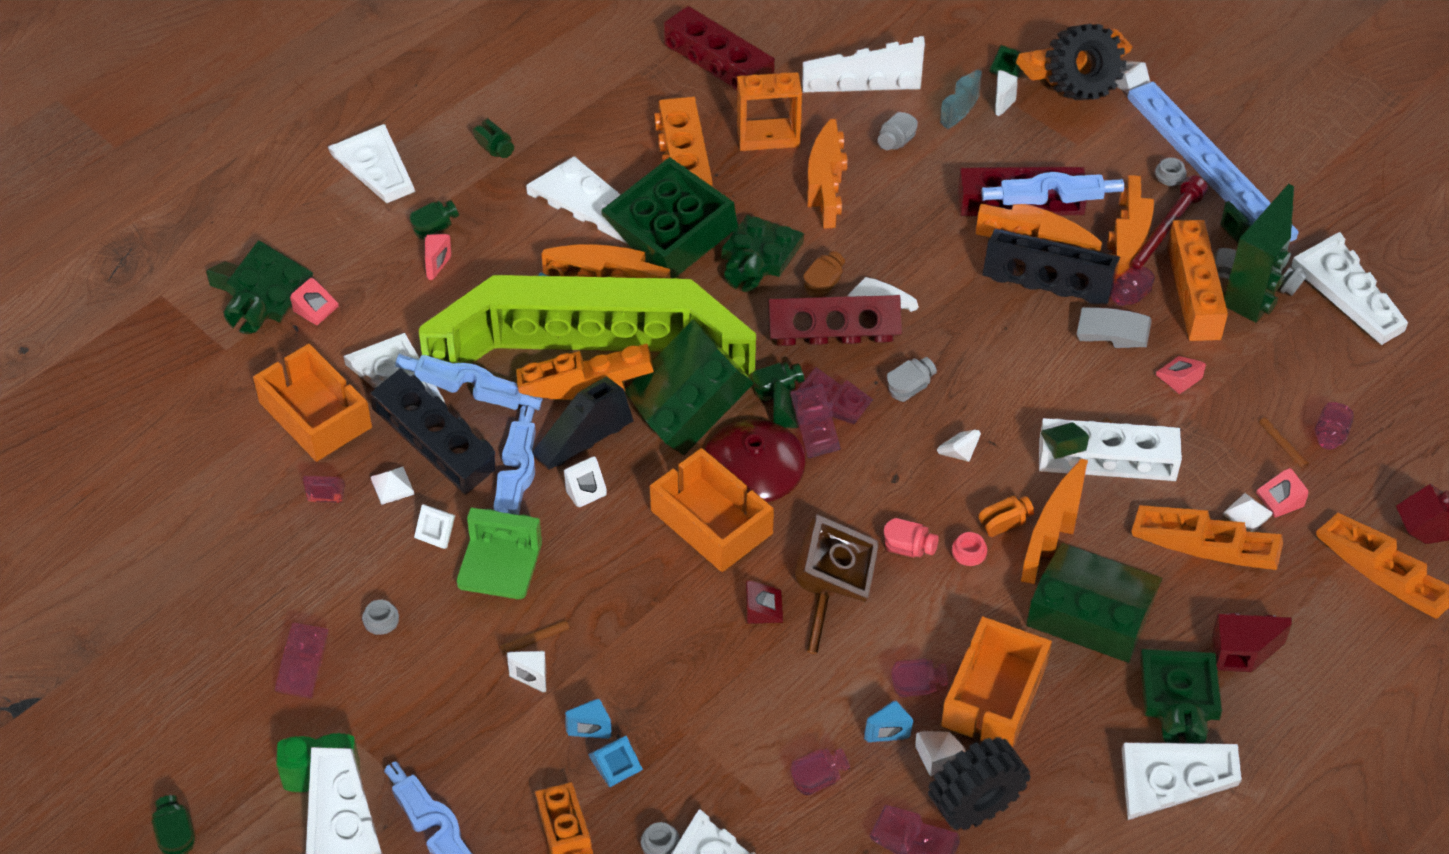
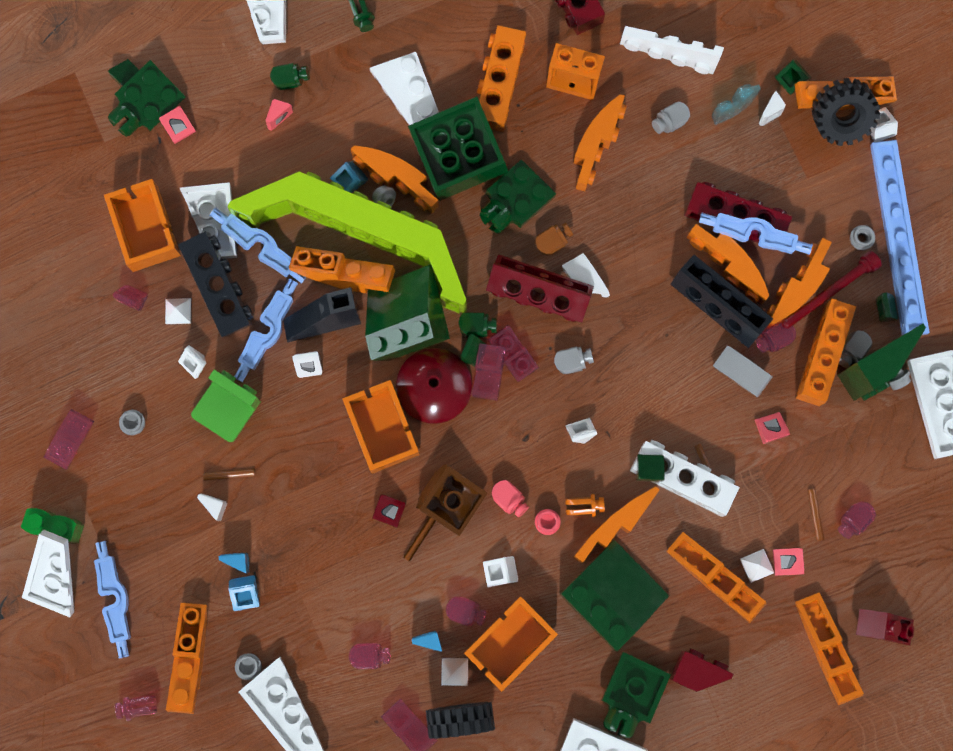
camera: 20 degrees right, 30 degrees up
(938, 623) = (500, 571): none -> white slope

